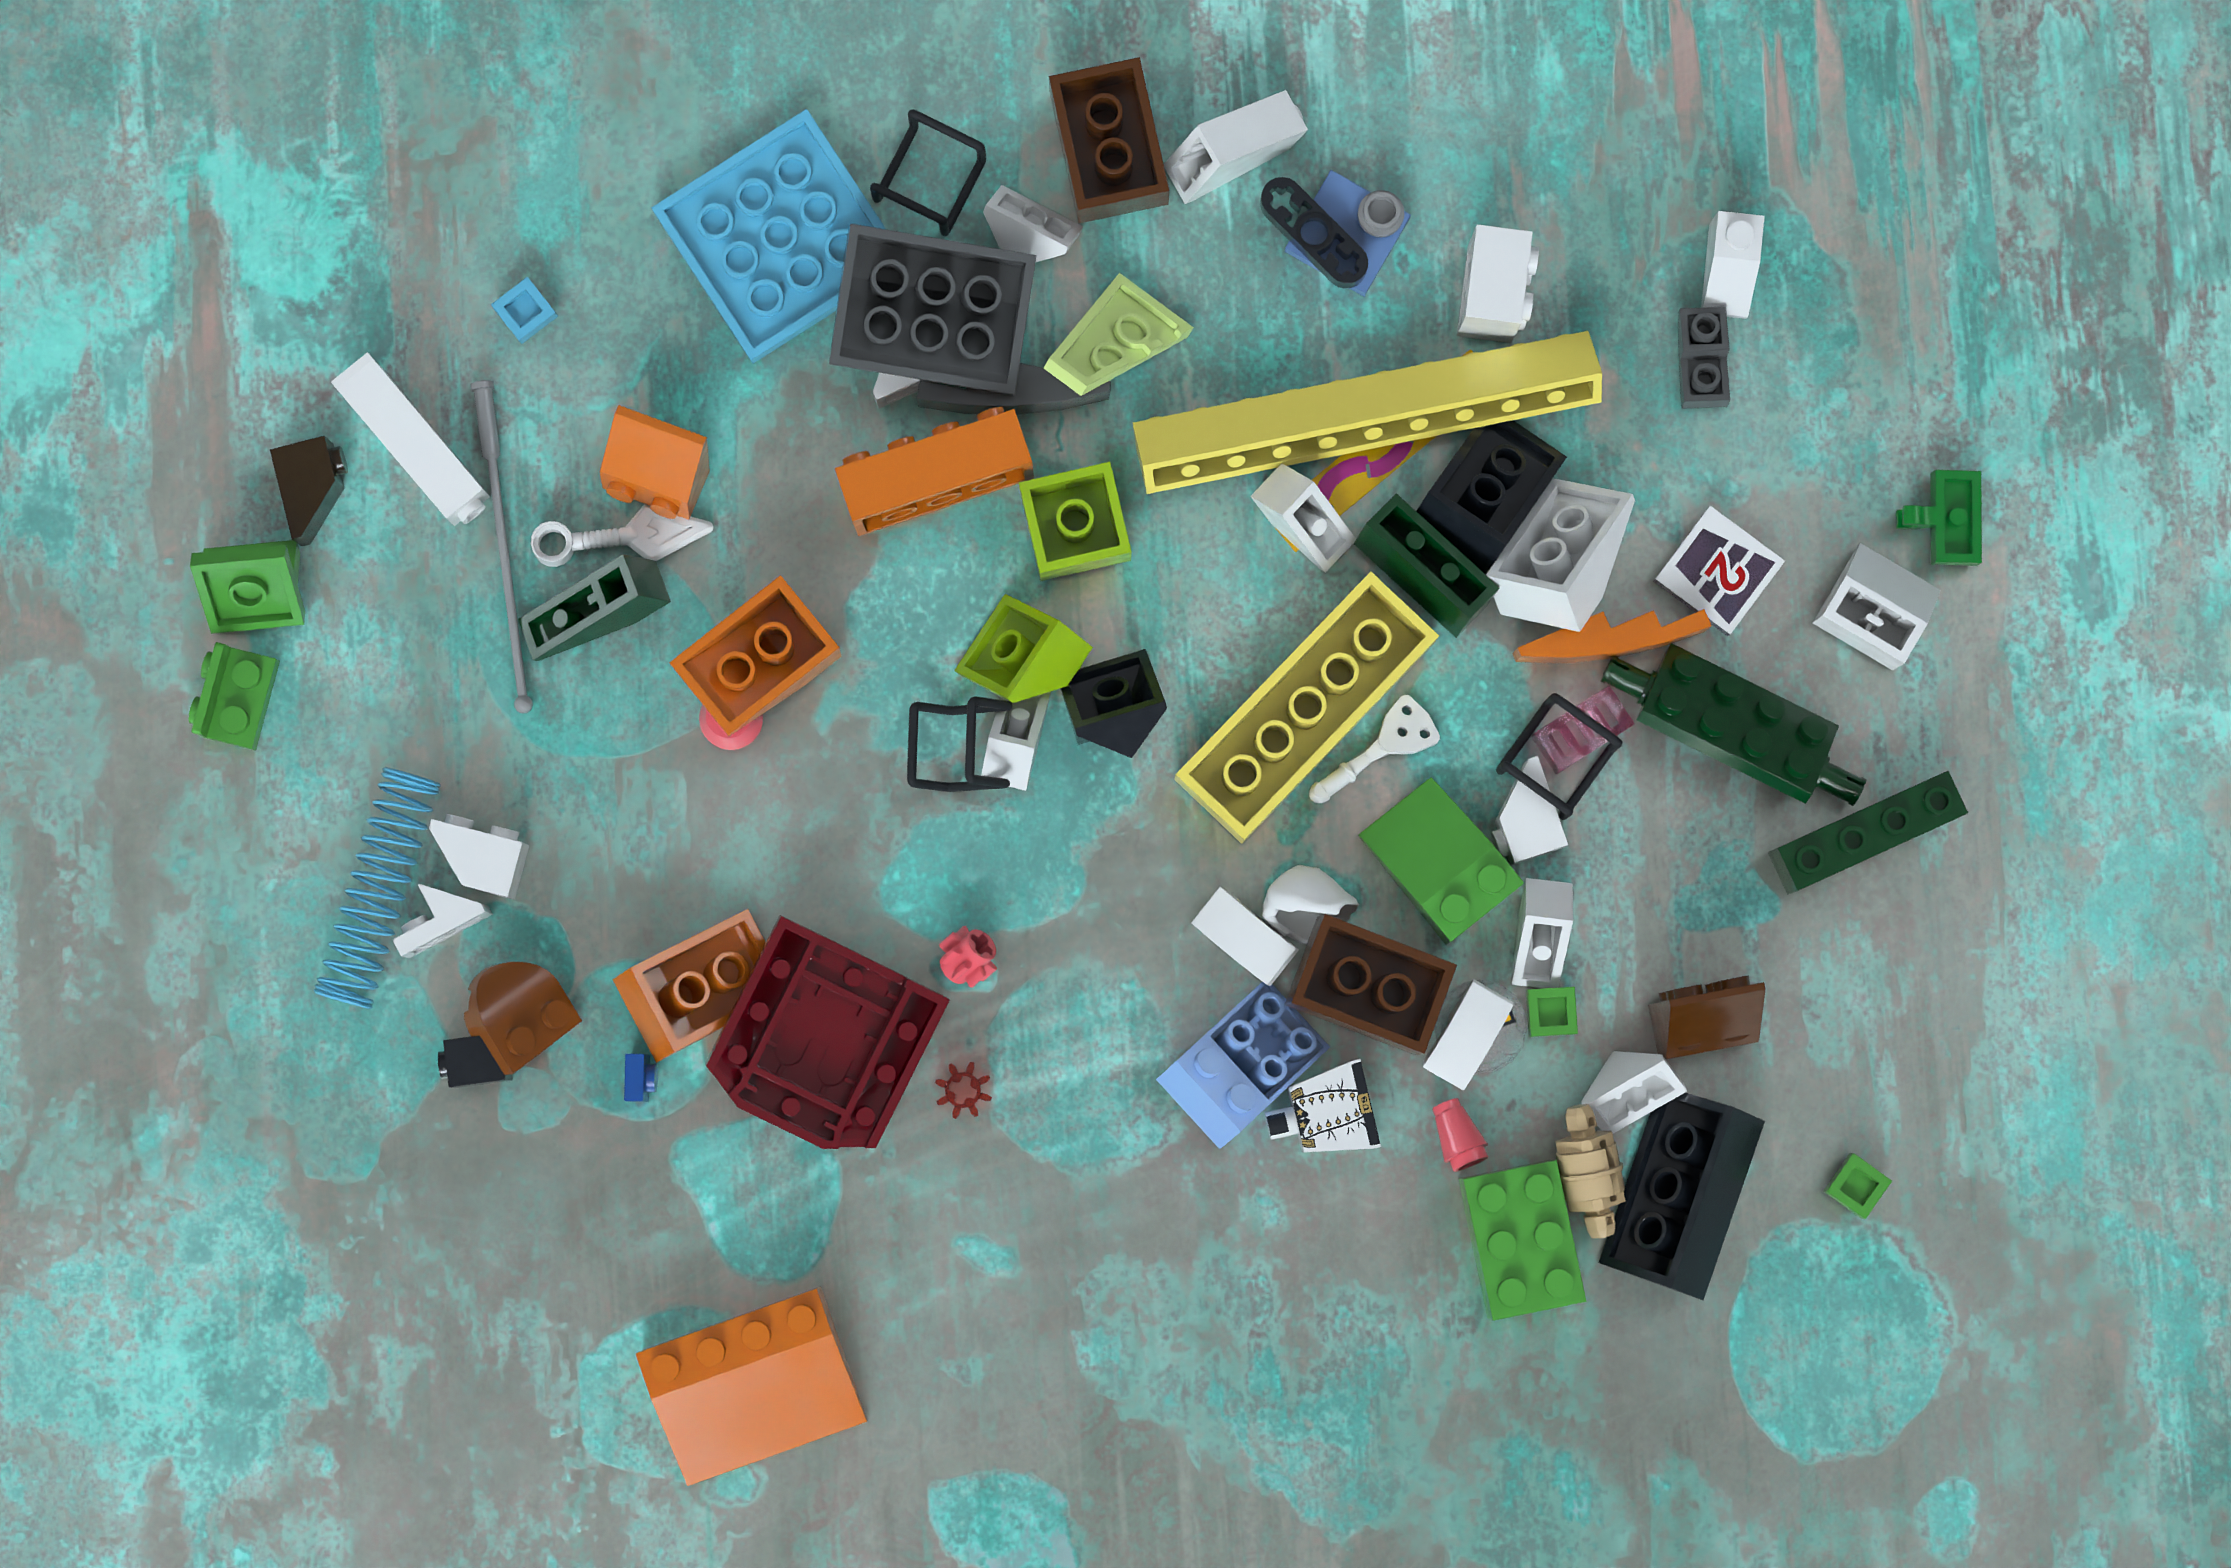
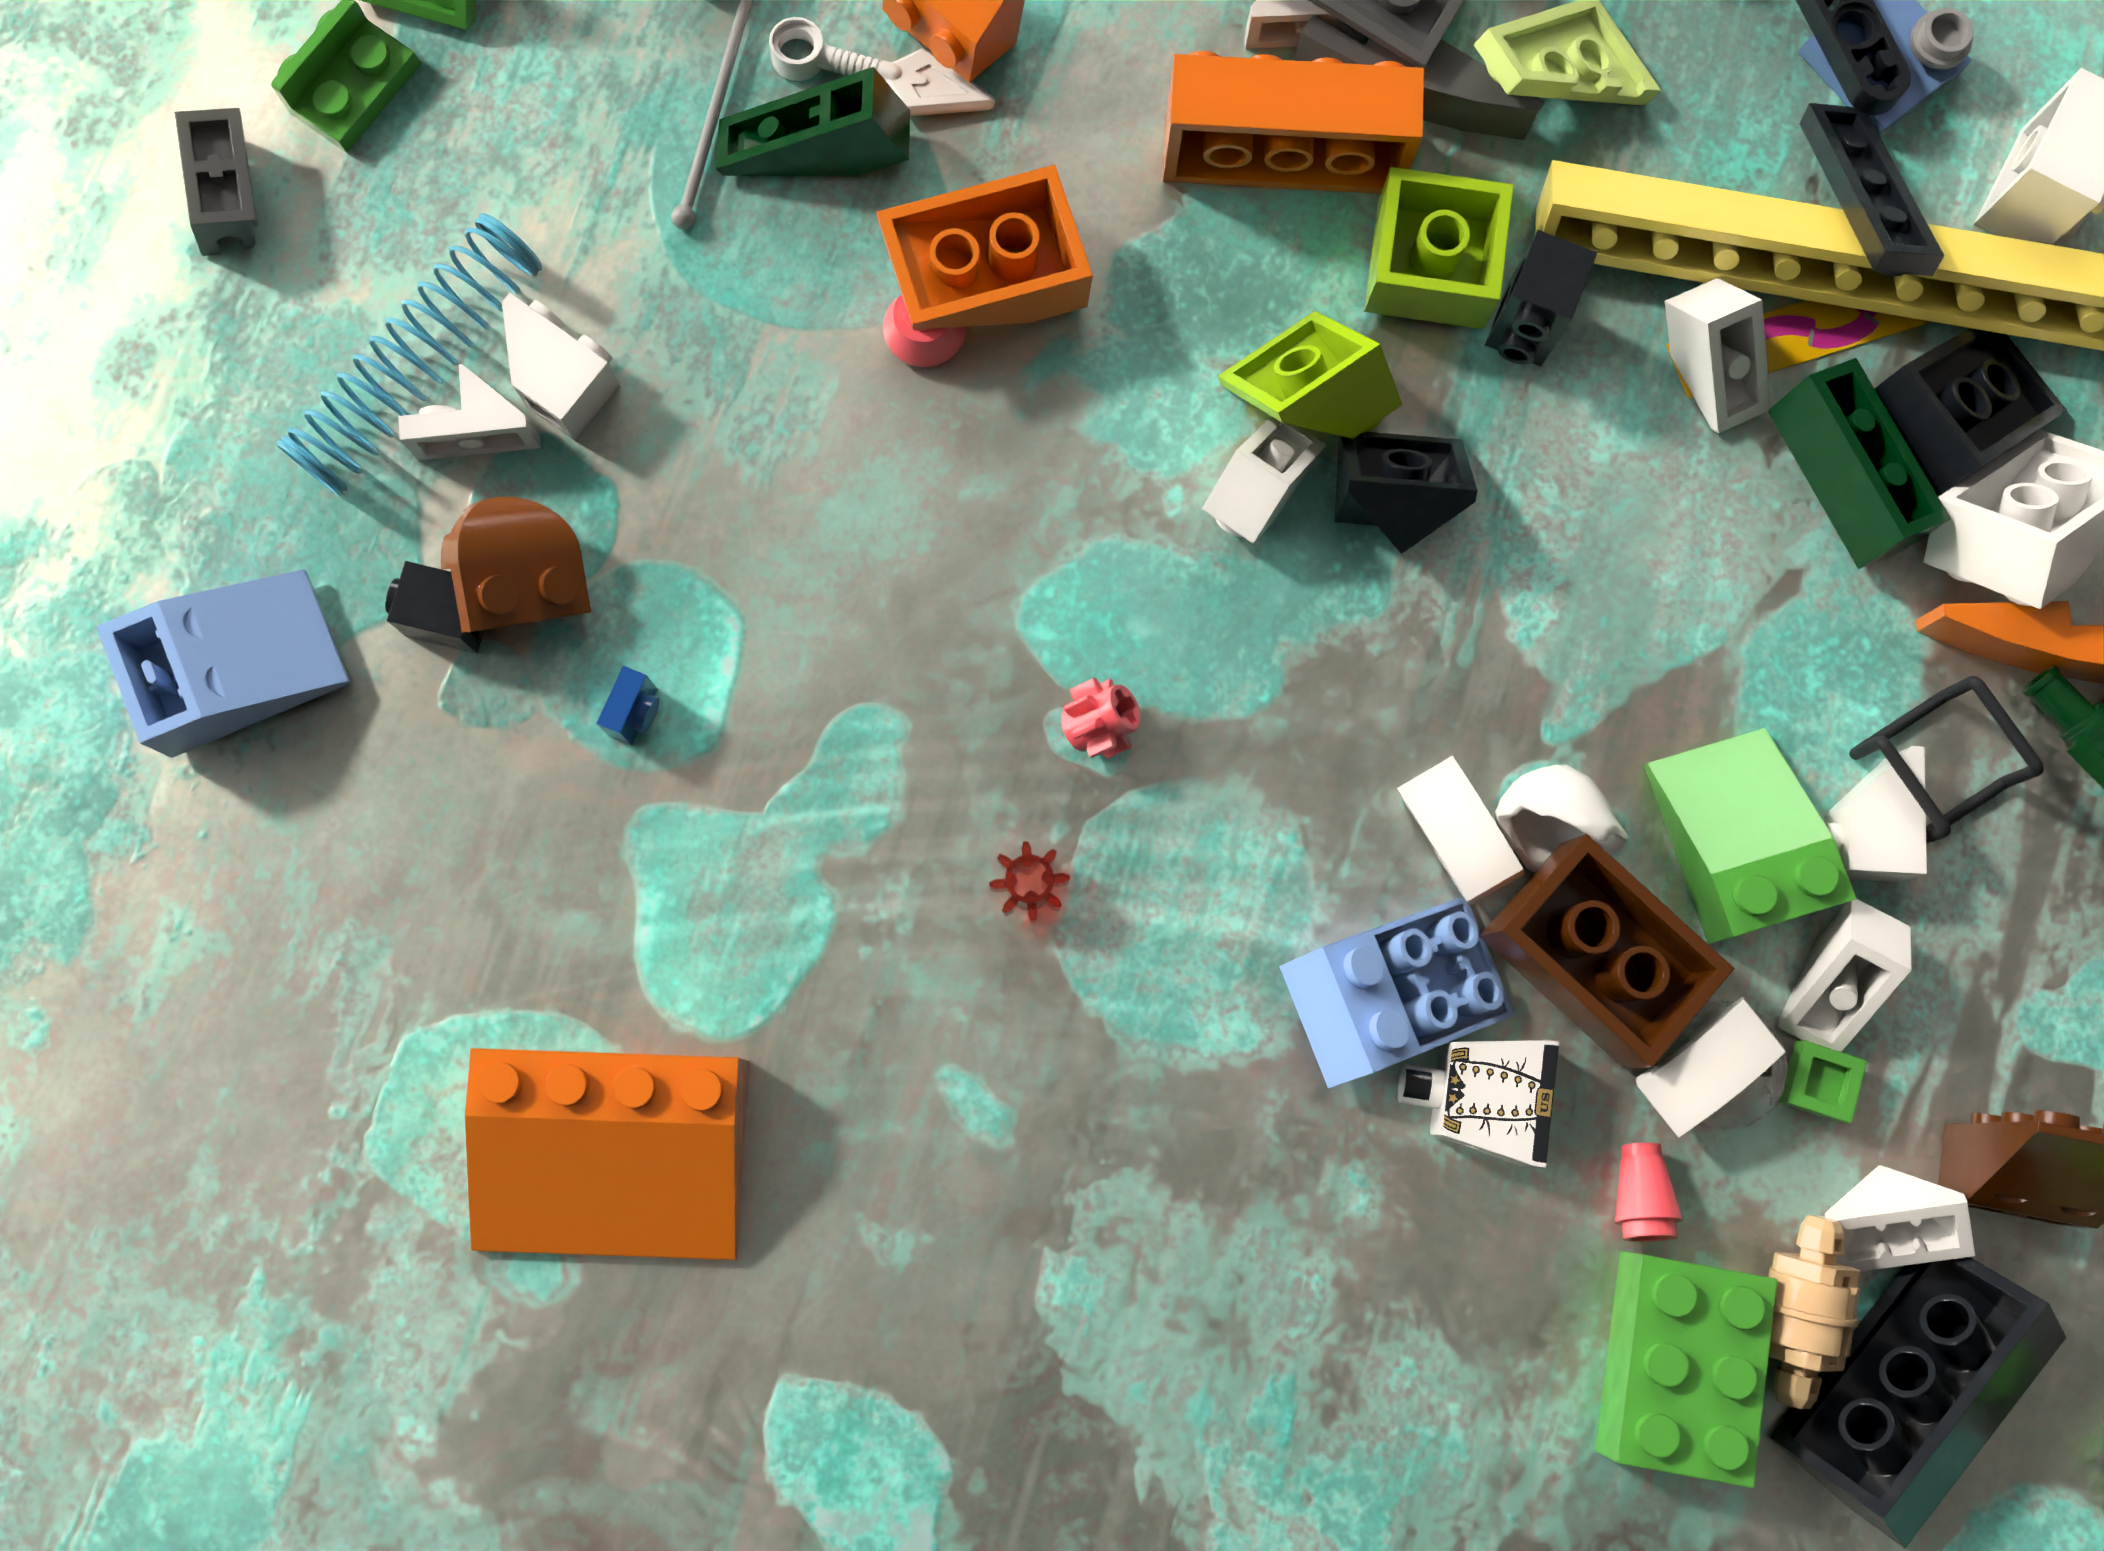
camera: 20 degrees right, 5 degrees down
(180, 812) = (216, 177): none -> dark grey hinge
(345, 1156) = (221, 659): none -> light blue slope
(691, 985) = (753, 624): orange slope -> none
(823, 1039) = (877, 747): dark red wedge -> none
(974, 782) = (1225, 511): black piece -> none
(1160, 536) = (1540, 299): none -> black brick
(1306, 707) = (1645, 576): light yellow brick -> none
(1363, 361) = (1871, 191): none -> black plate
(1387, 743) = (1724, 665): white piece -> none
(1551, 750) = (1938, 758): clear pink slope -> none

